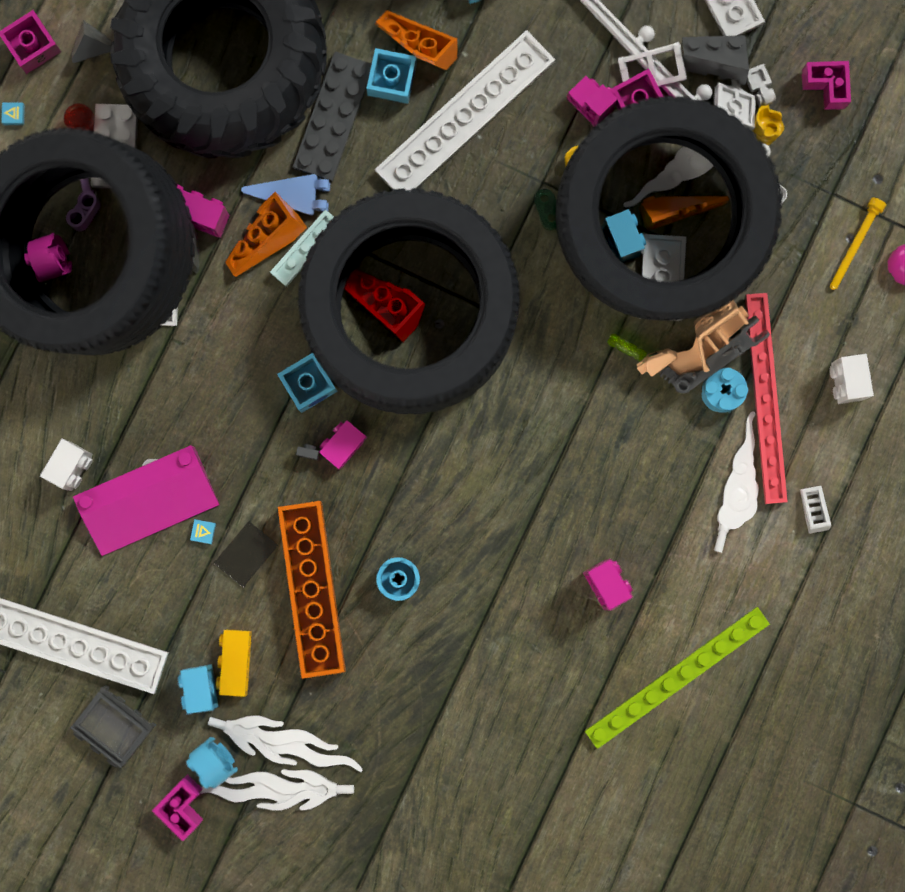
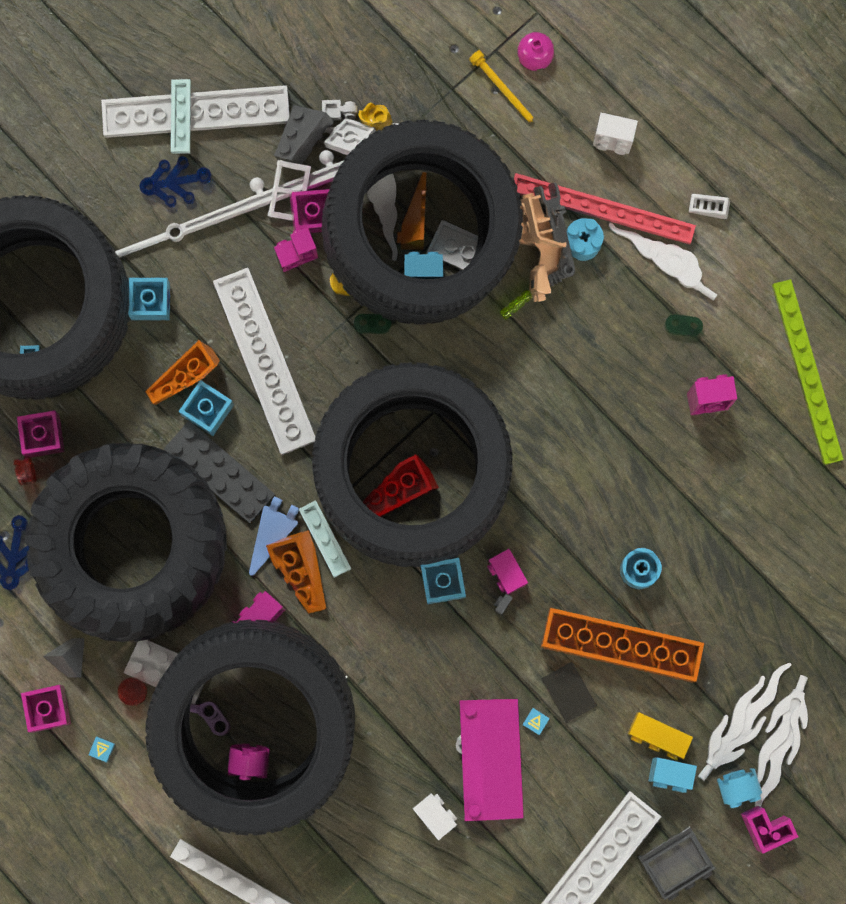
camera: 65 degrees left, 5 degrees down
(672, 530) = (683, 325): none -> clear green plate
(832, 78) = (359, 50): dark pink brick -> none

